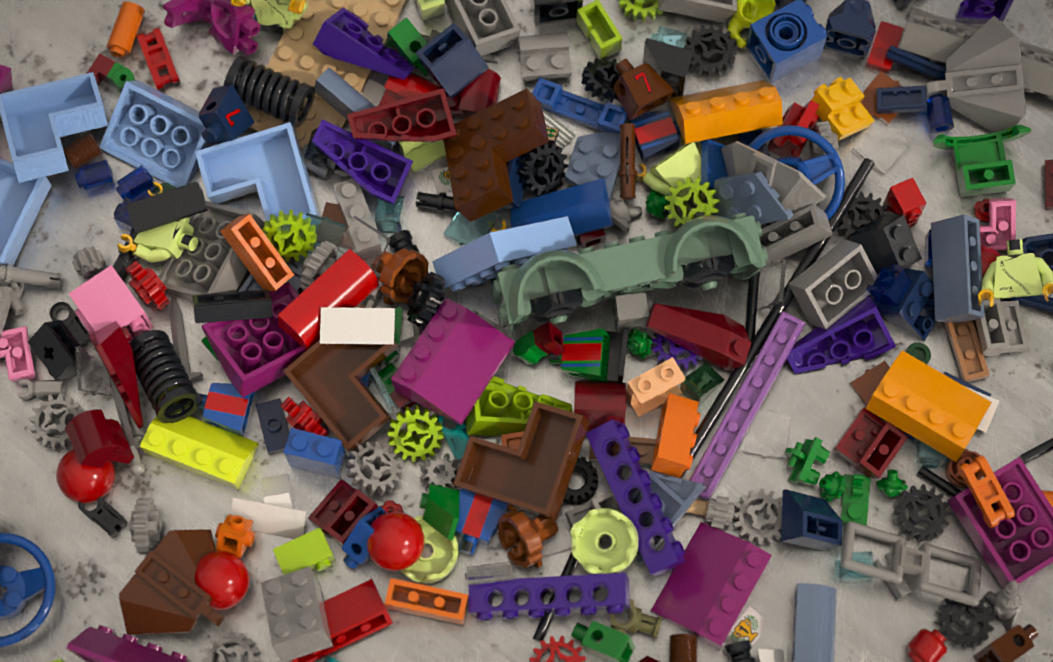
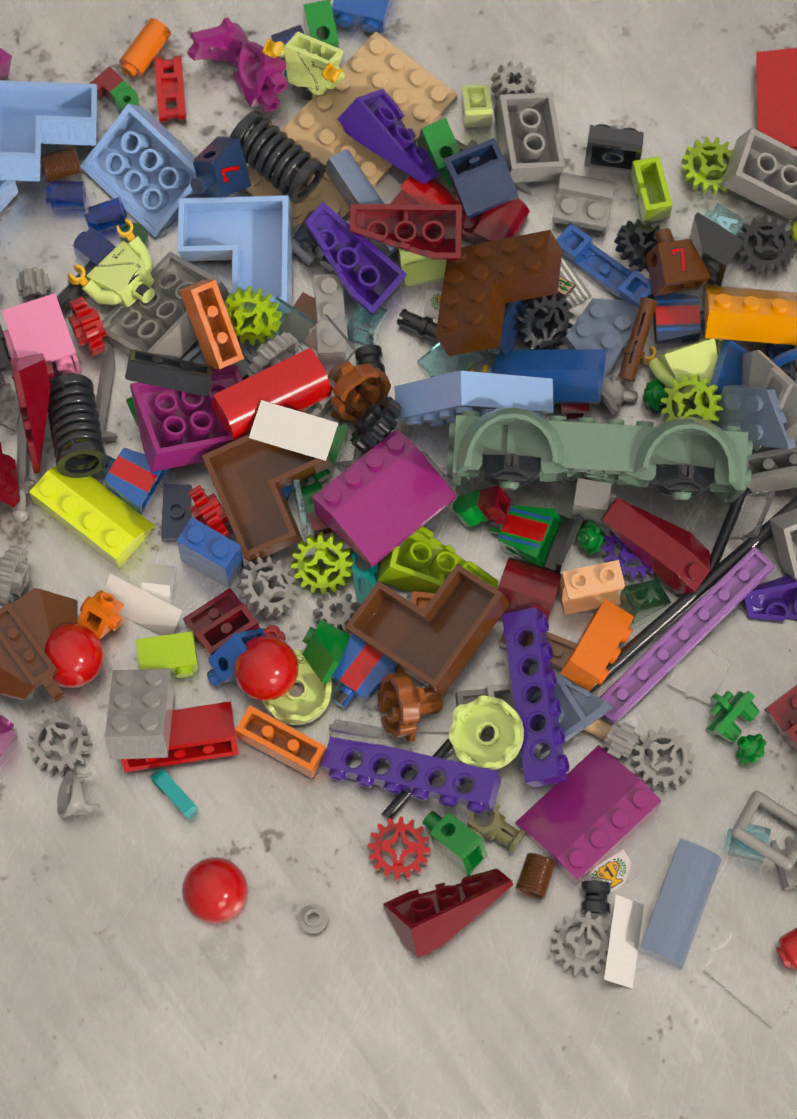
camera: 15 degrees right, 0 degrees up
(167, 207) = (131, 249): black slope -> none
(589, 487) = (490, 673): black tyre -> none
(809, 521) = (713, 778): dark blue slope -> none
(855, 499) = (772, 769): green plate -> none

